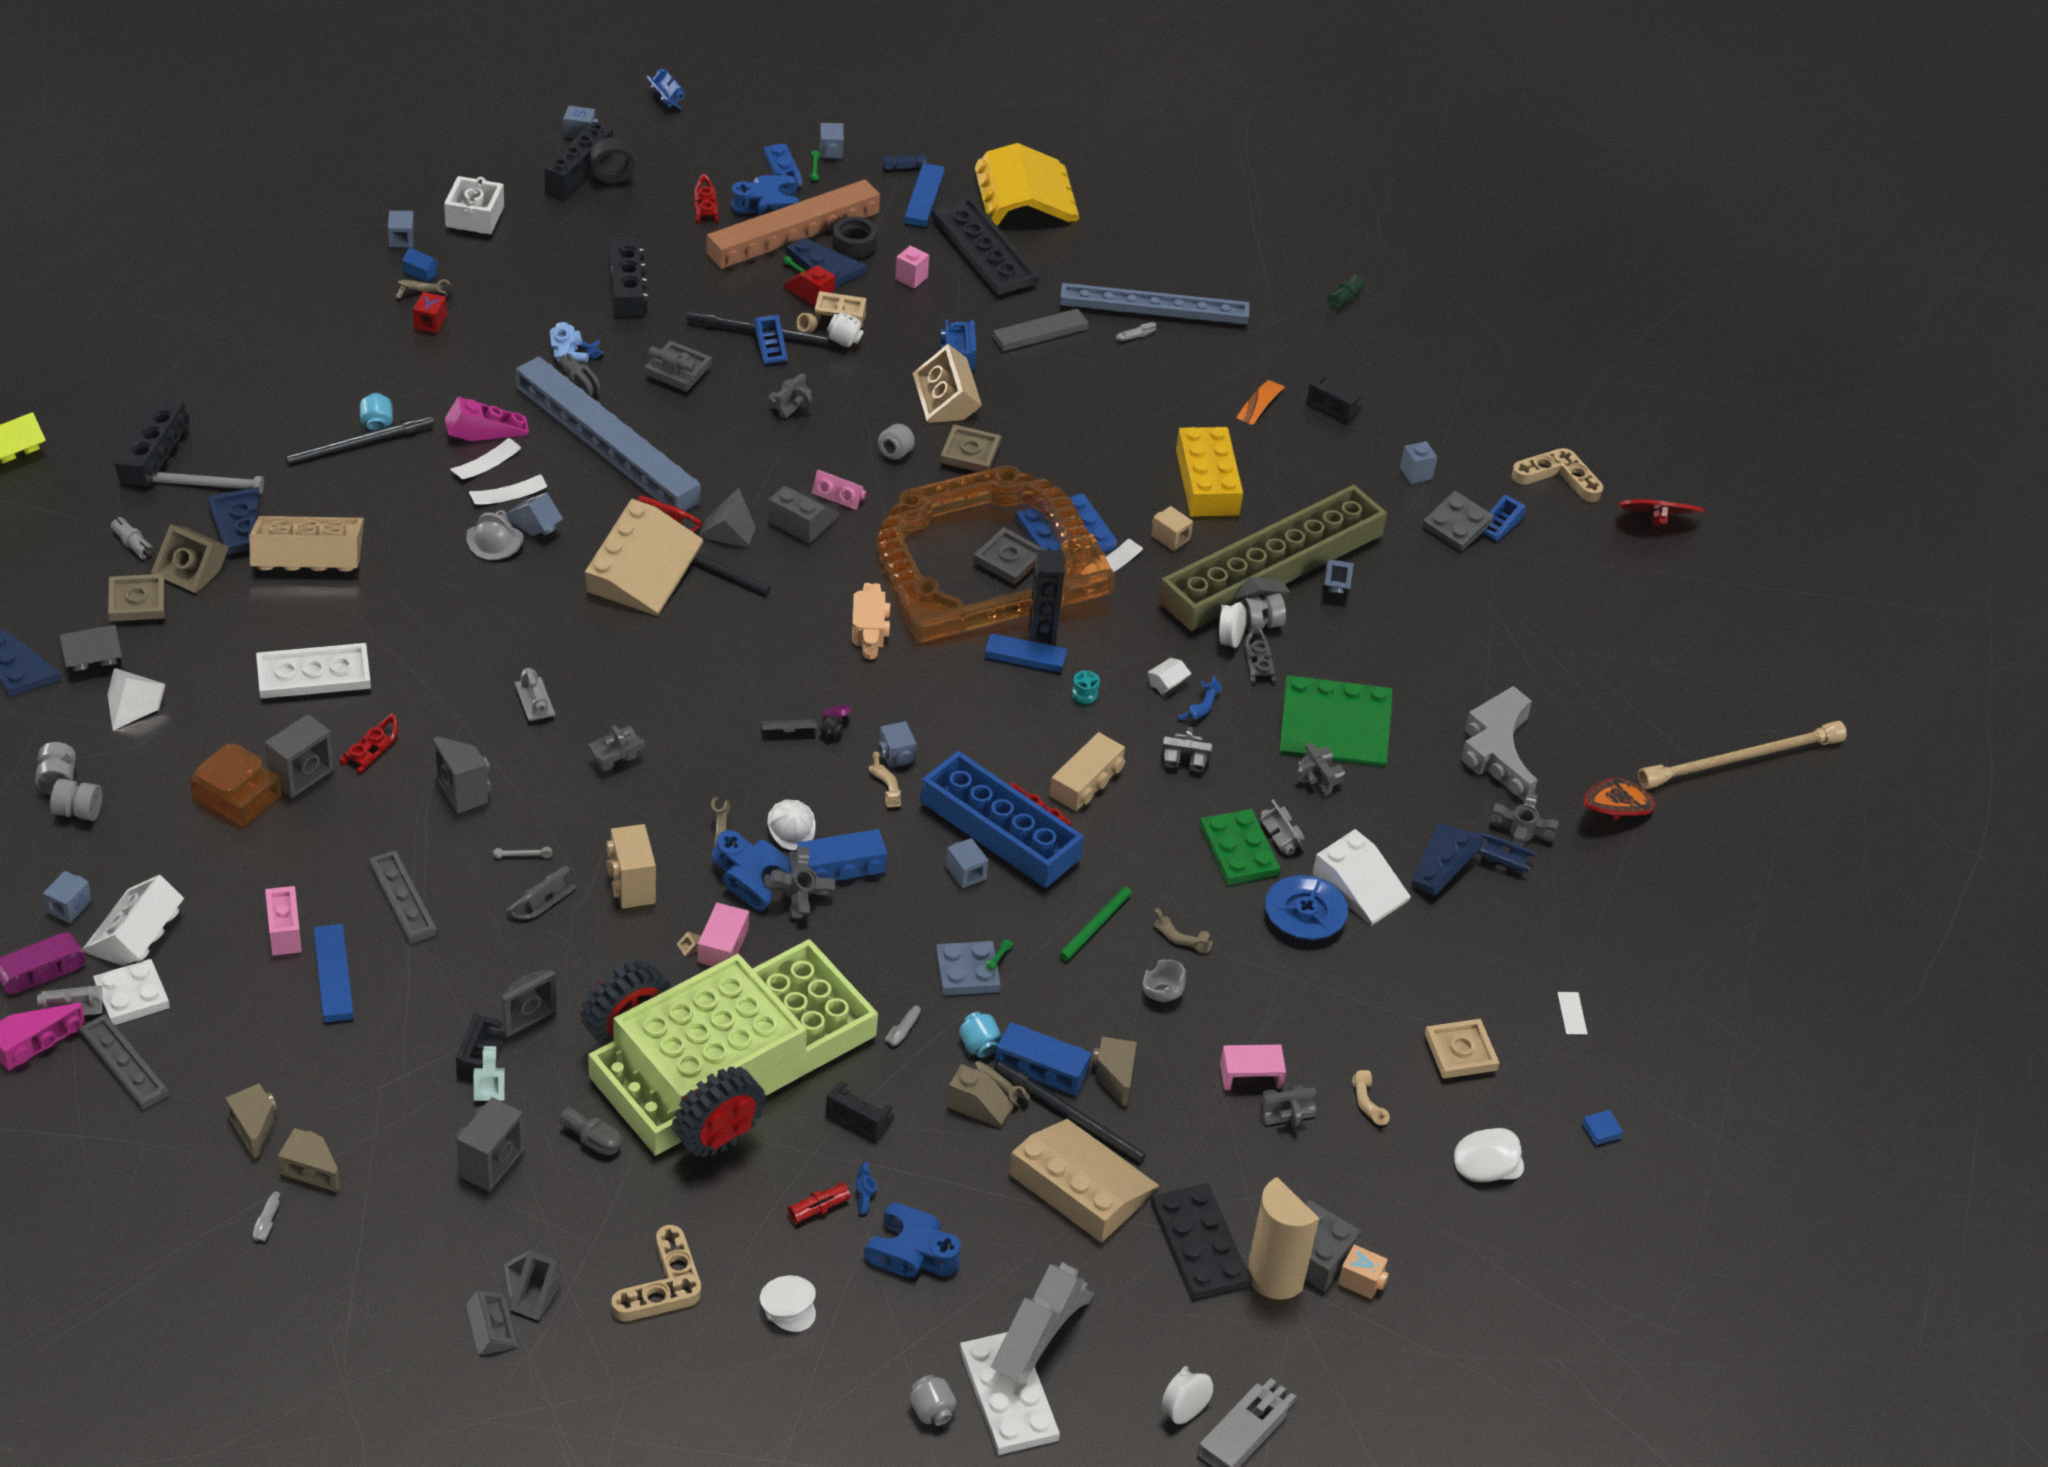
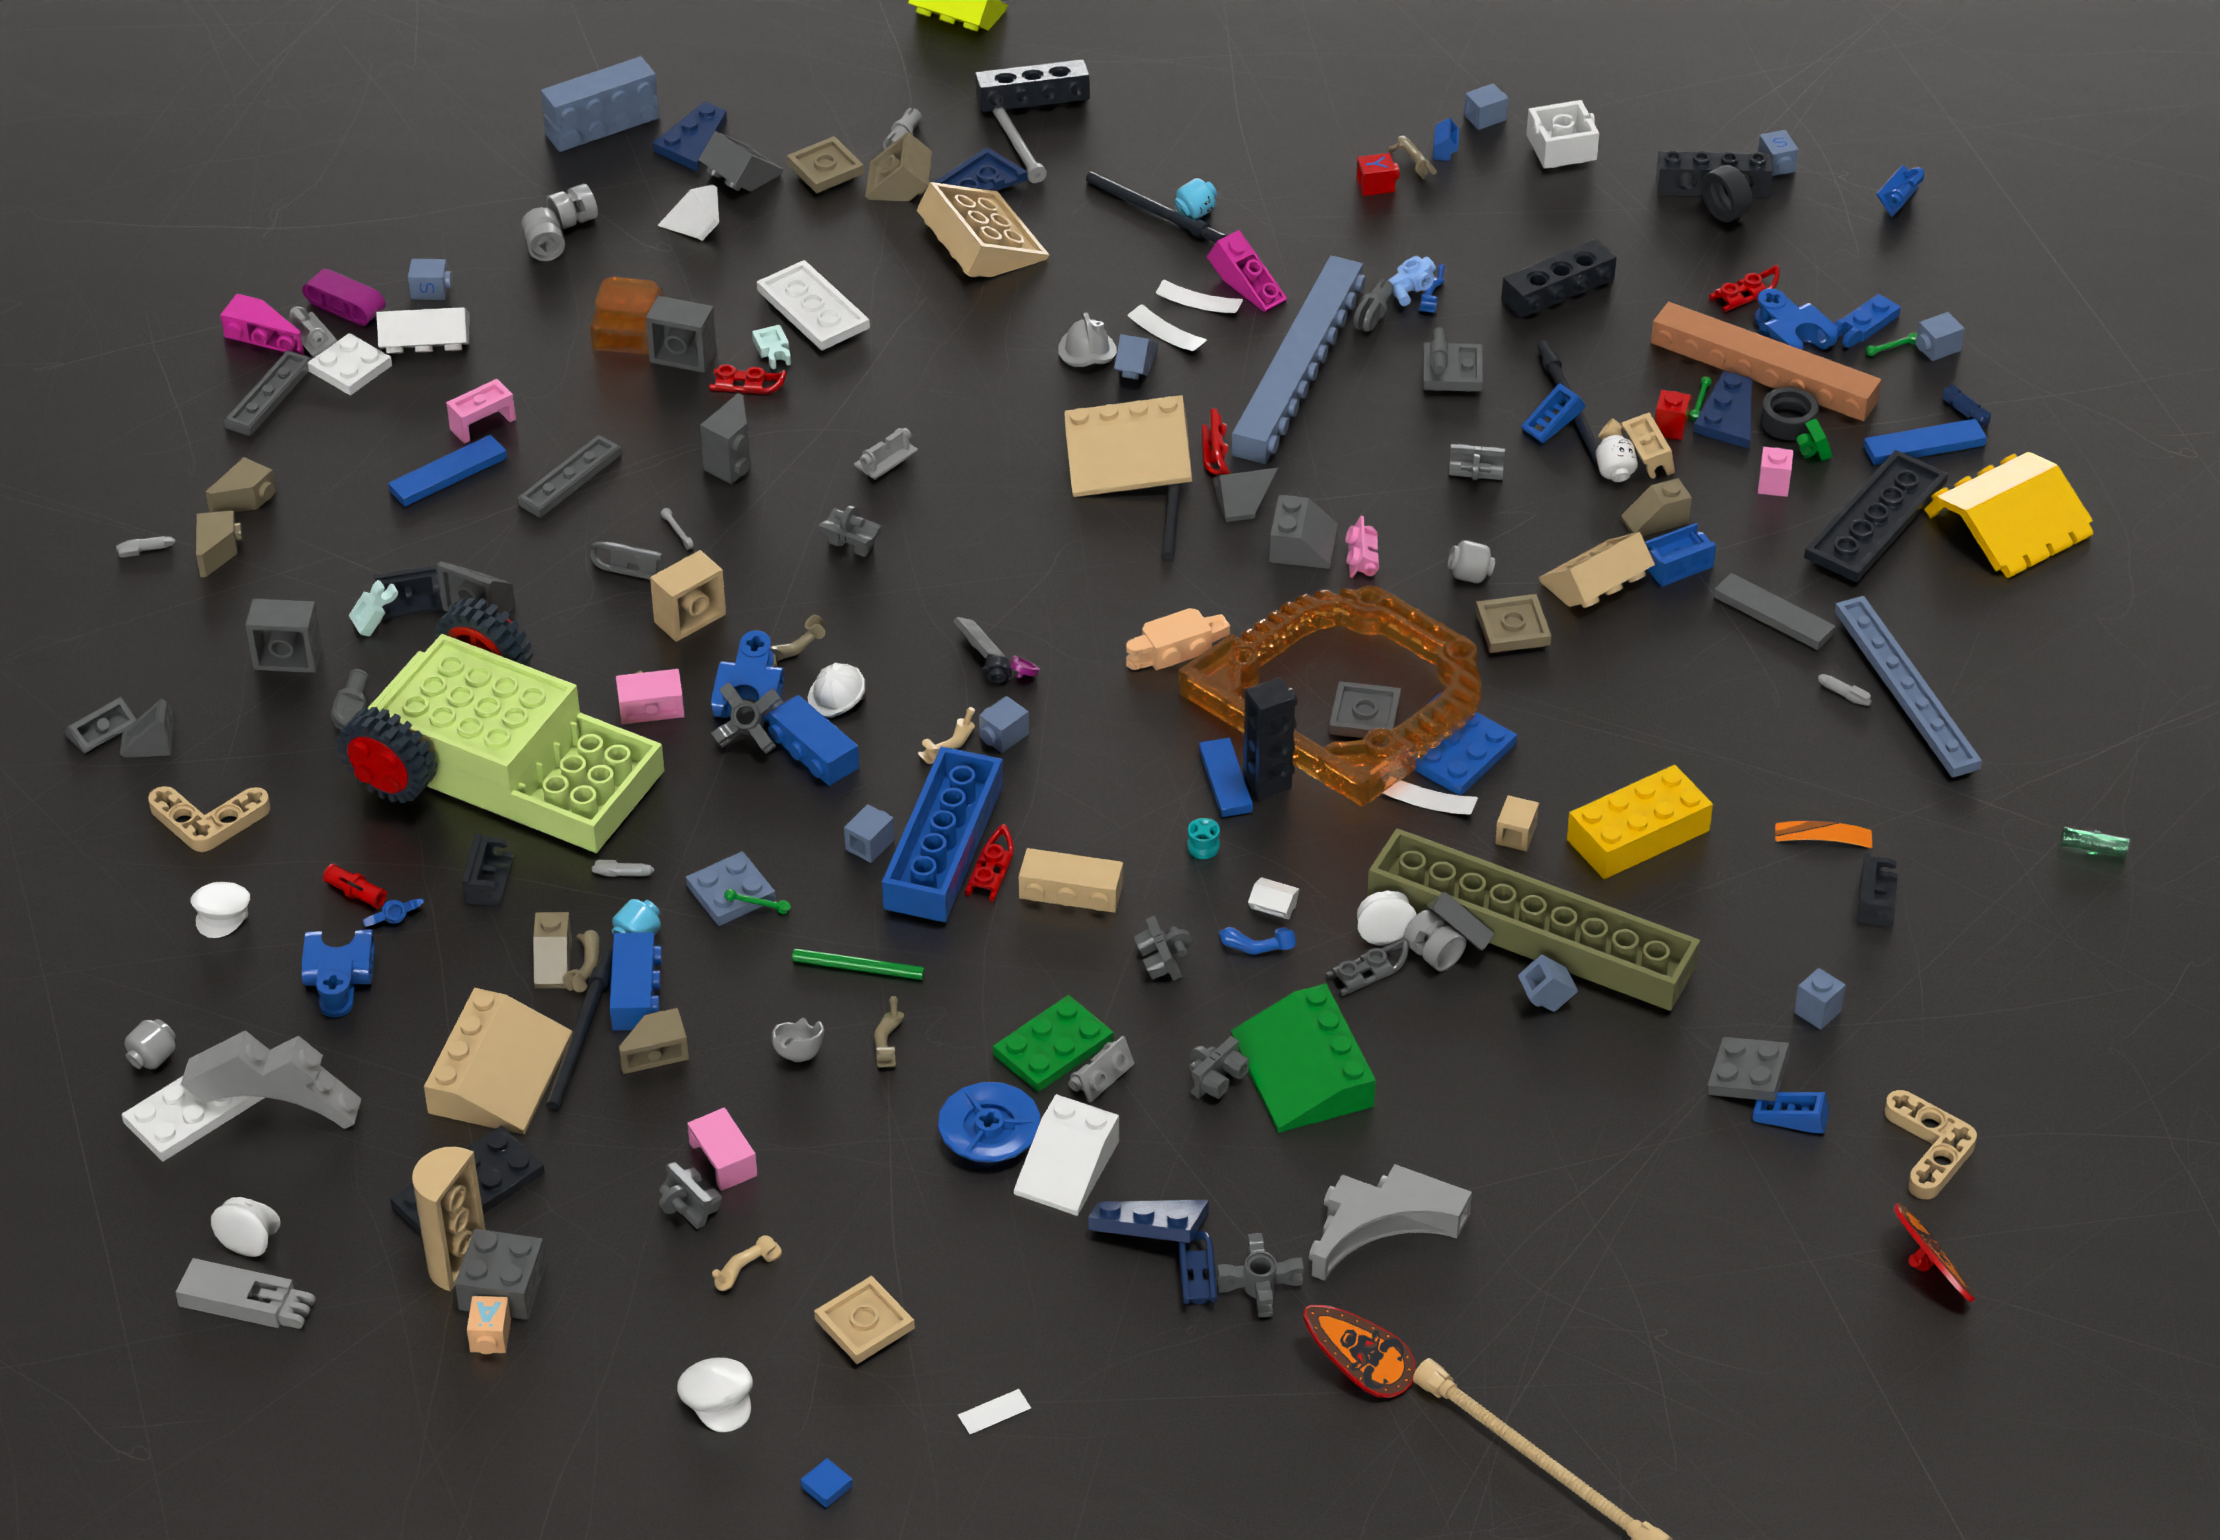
camera: 70 degrees right, 0 degrees up
(343, 711) = (772, 343): none -> light aqua plate
(893, 236) = (1814, 442): none -> green tile
(908, 334) = (1659, 509): none -> dark tan slope

